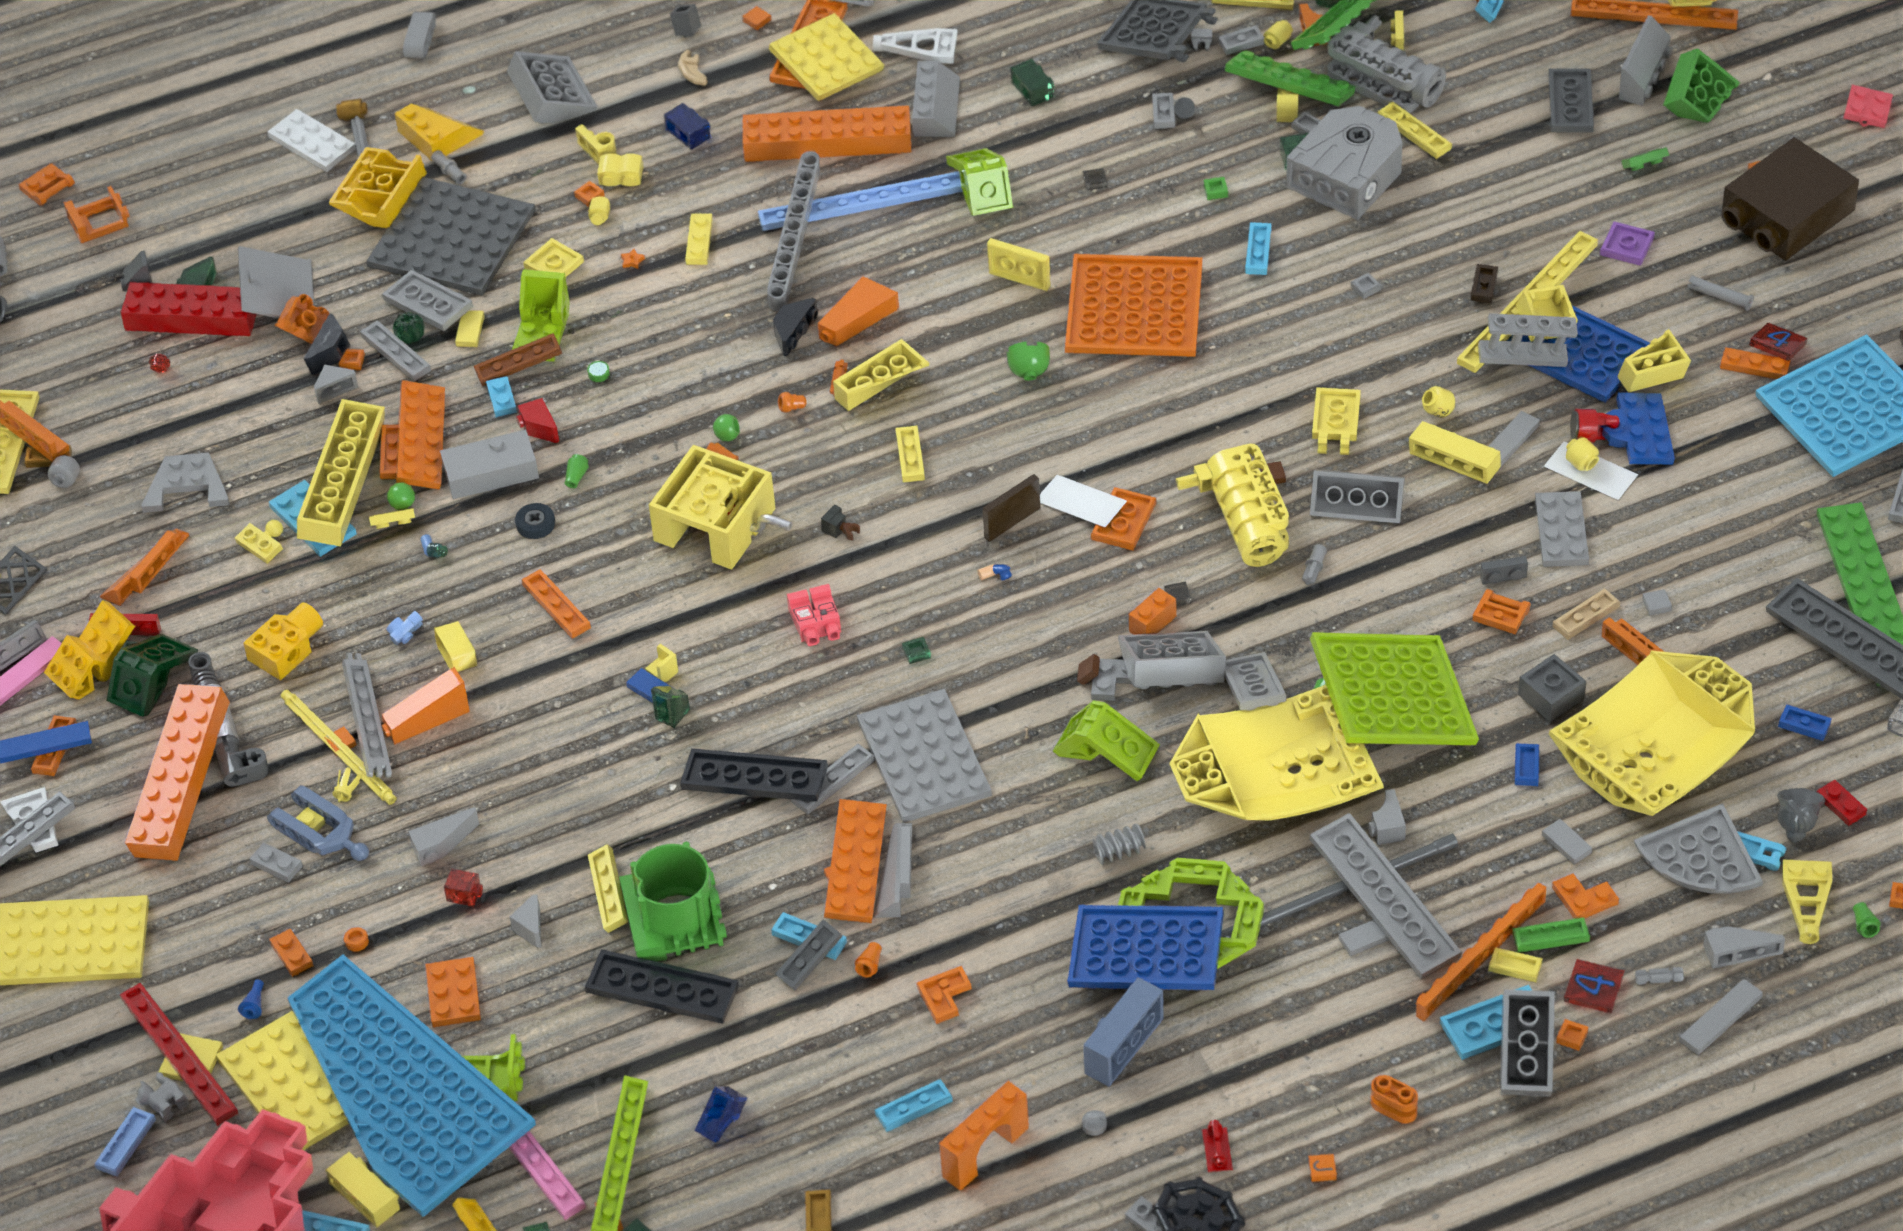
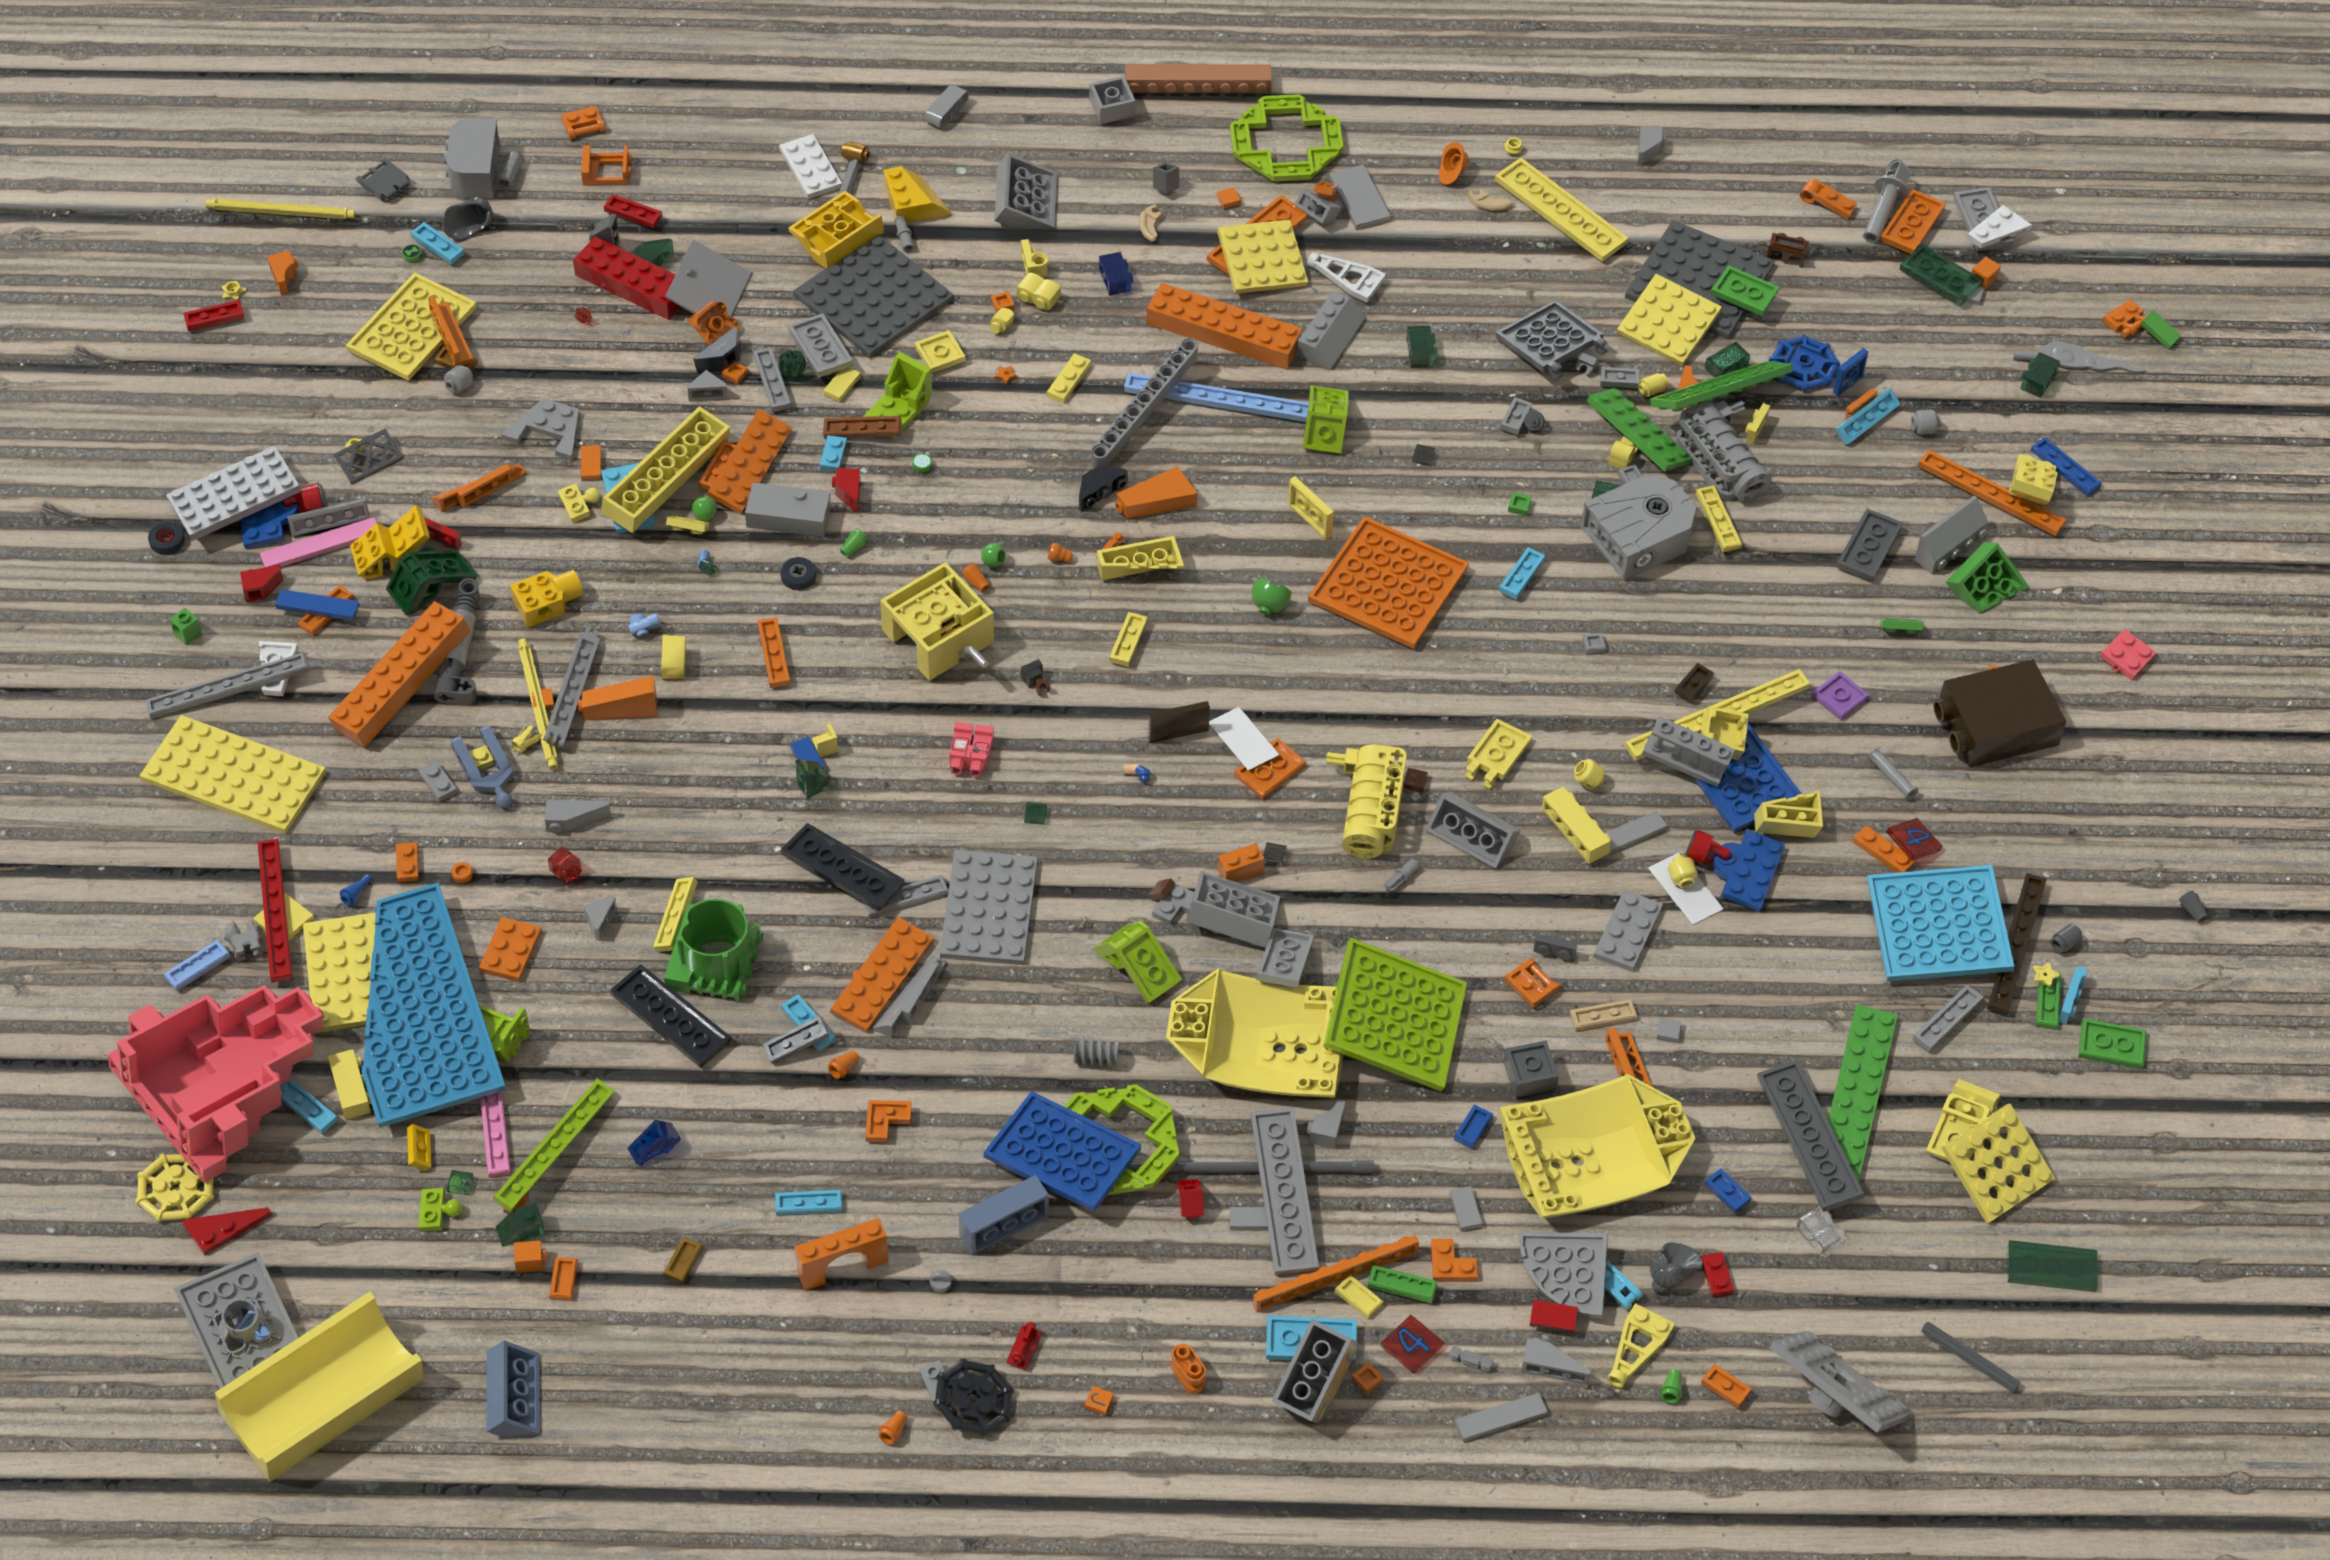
camera: 20 degrees right, 5 degrees up
(153, 246) = (633, 211): none -> red plate
(252, 499) = (591, 462): none -> orange tile
(1296, 941) = (1190, 1198): none -> red slope
(1714, 902) = (1553, 1315): none -> red hinge

